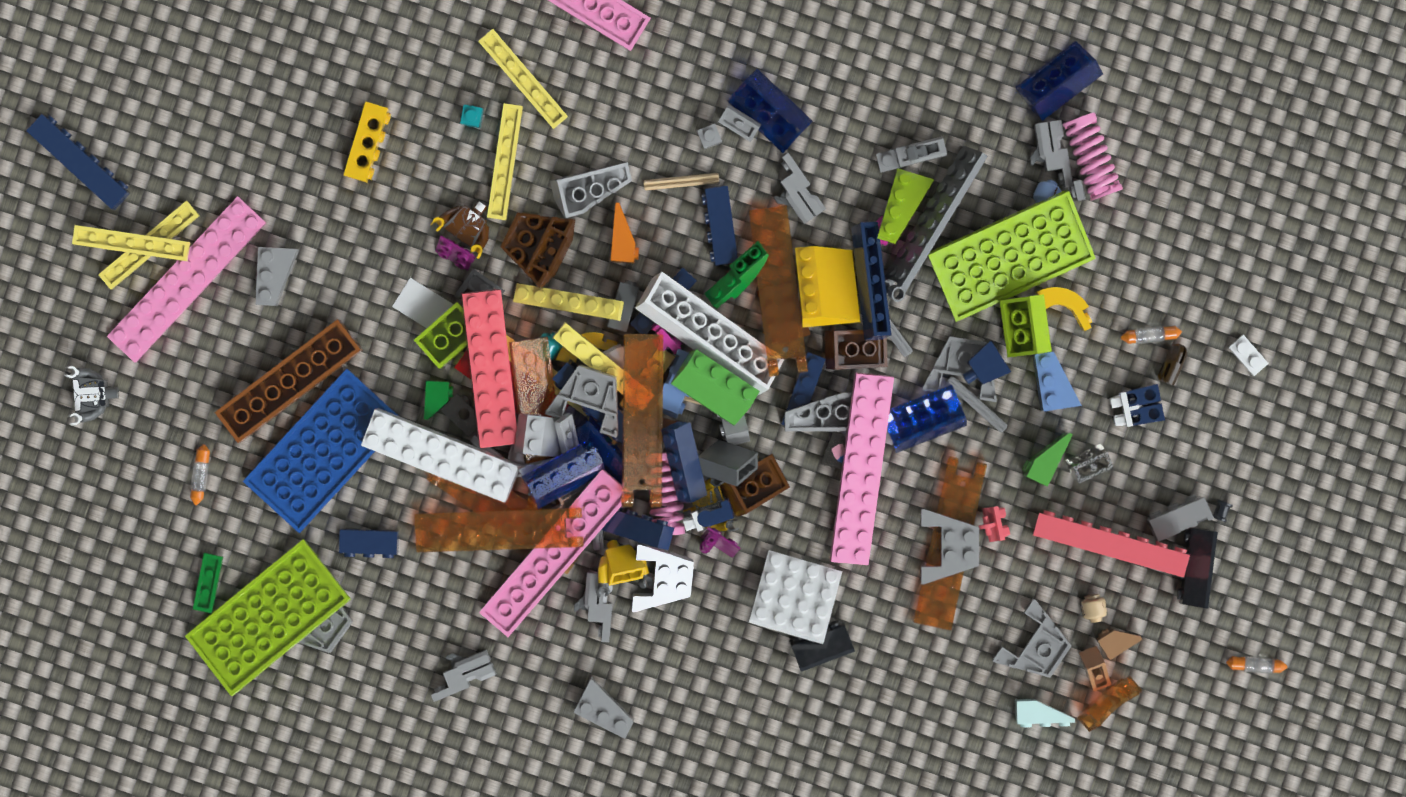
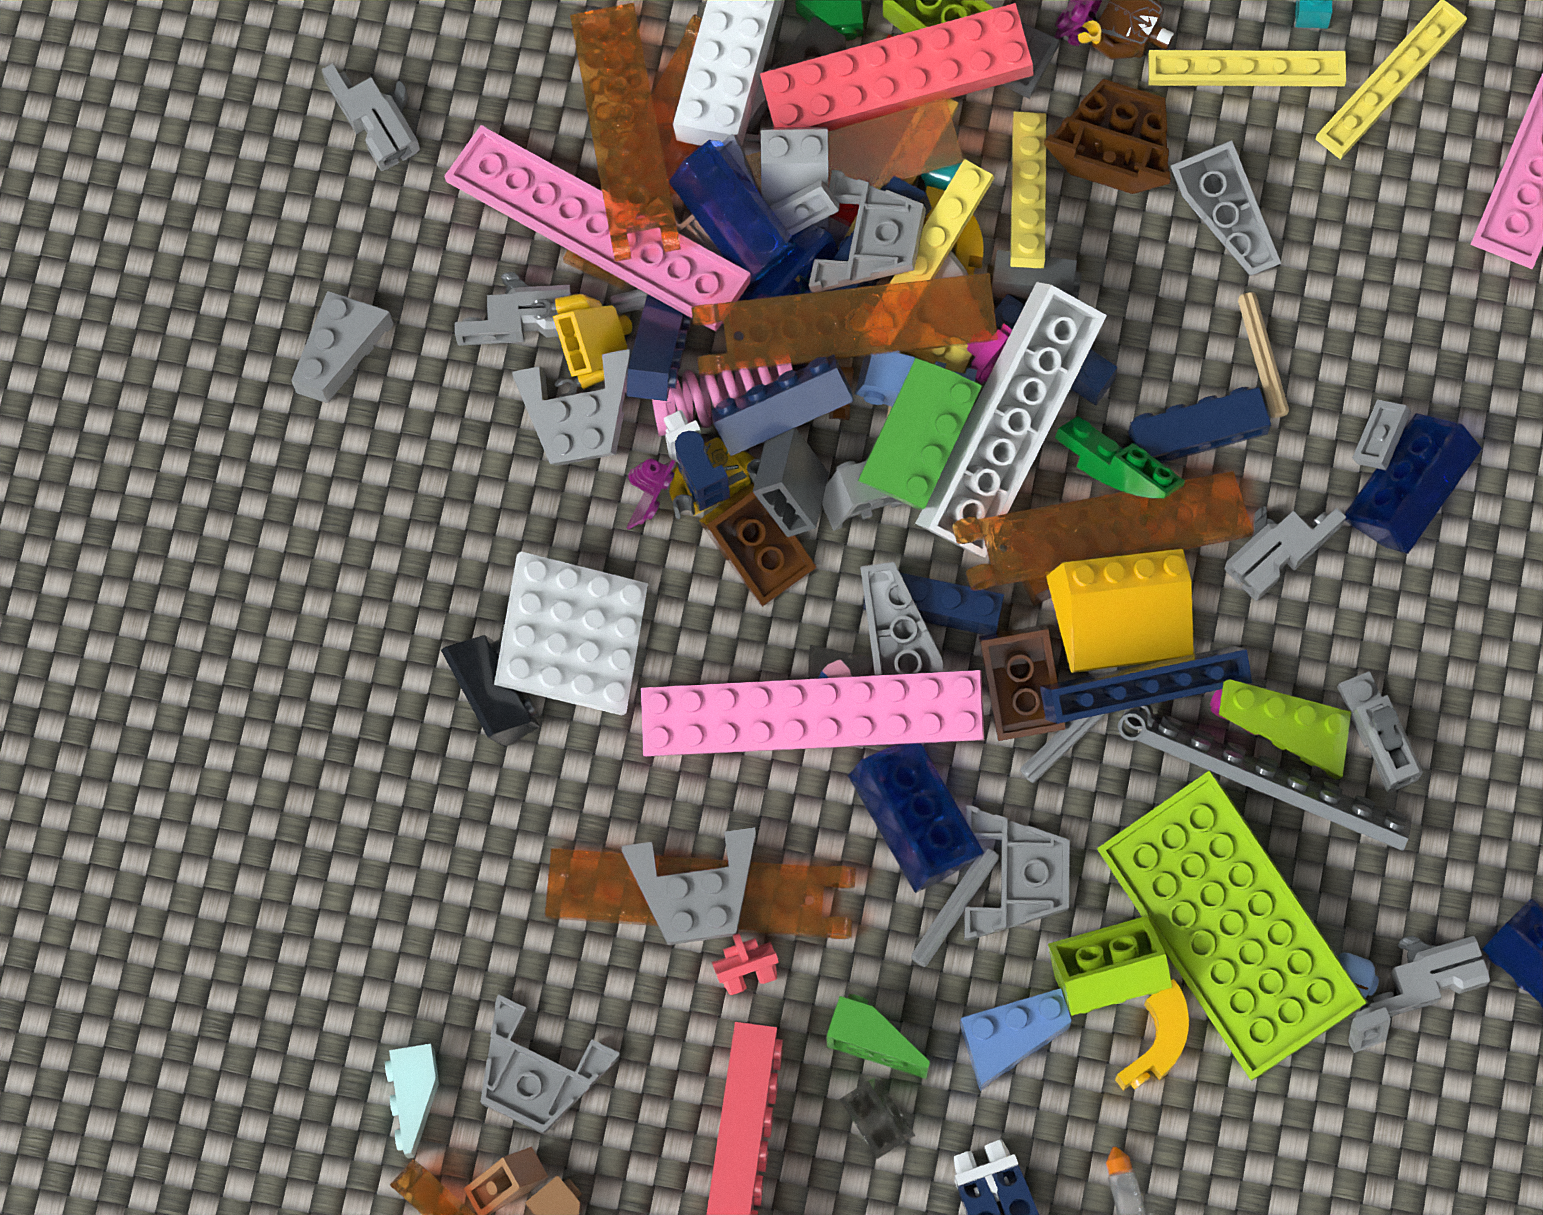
camera: 90 degrees right, 15 degrees down
(623, 243) = (1149, 264): orange slope -> none
(709, 136) = (1349, 387): light grey brick -> none
(986, 365) = (1028, 905): dark blue torso -> none
(1094, 608) = (616, 1165): tan head -> none
(1097, 190) = (1491, 1009): bright pink piece -> none

